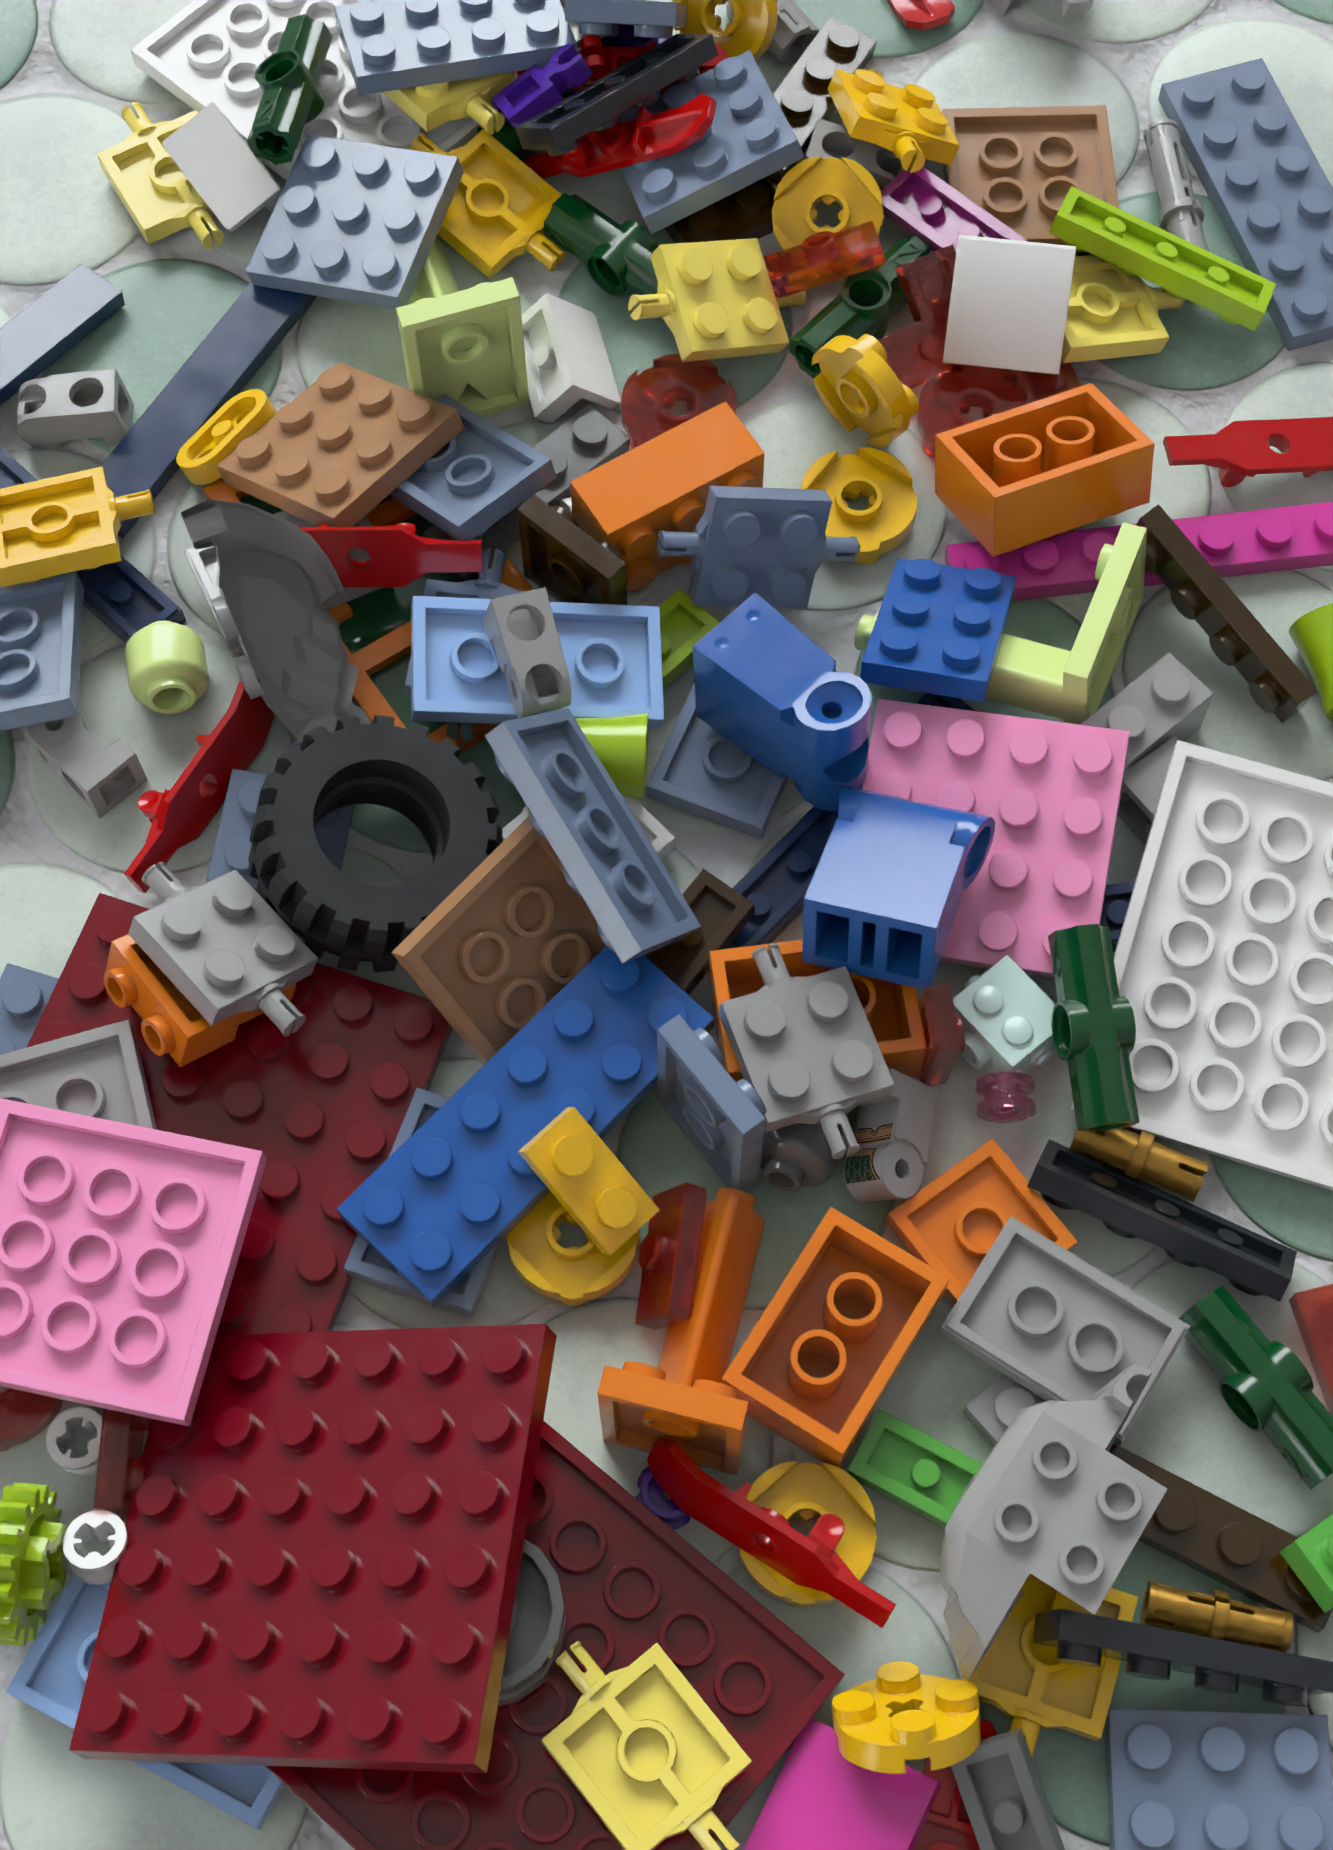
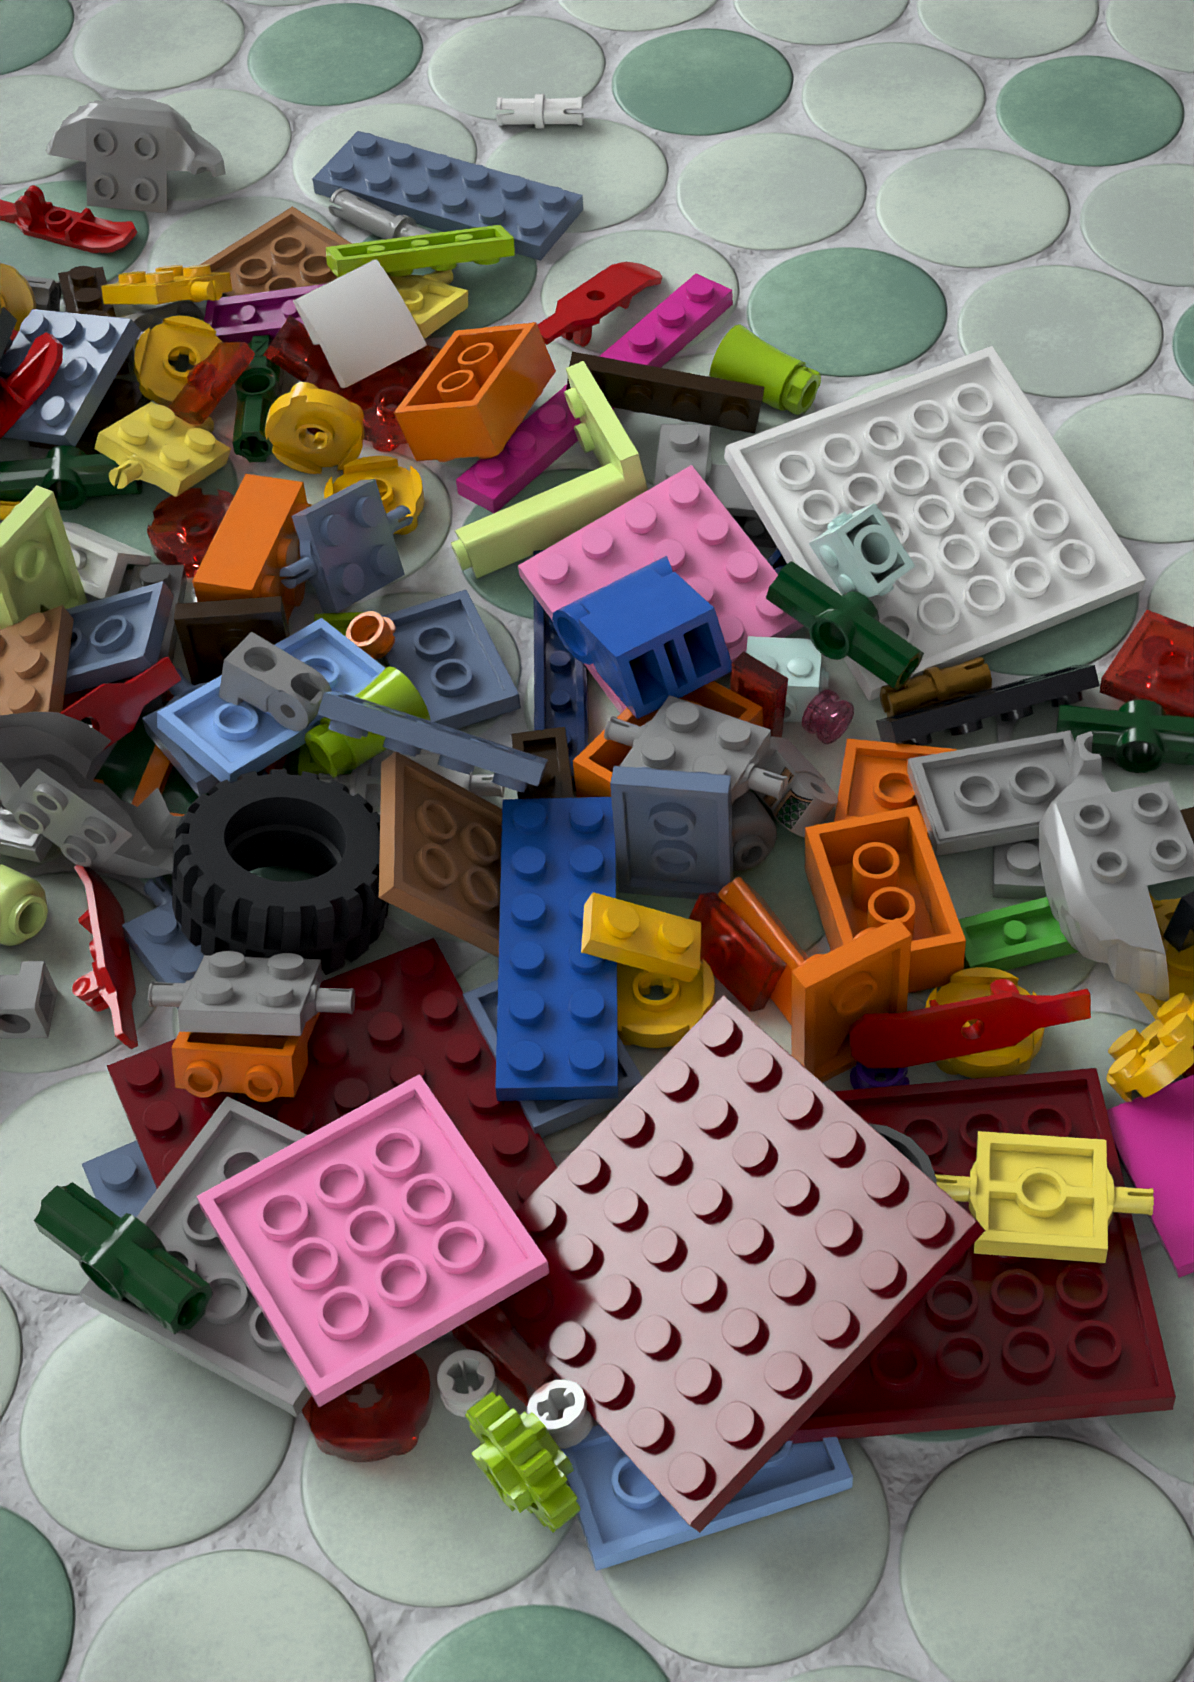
camera: 40 degrees left, 15 degrees down
(679, 657) = (372, 633): none -> orange plate
(784, 701) = (471, 598): blue piece -> none
(939, 629) = (512, 506): blue plate -> none
(1176, 997) = (862, 552): none -> light aqua head

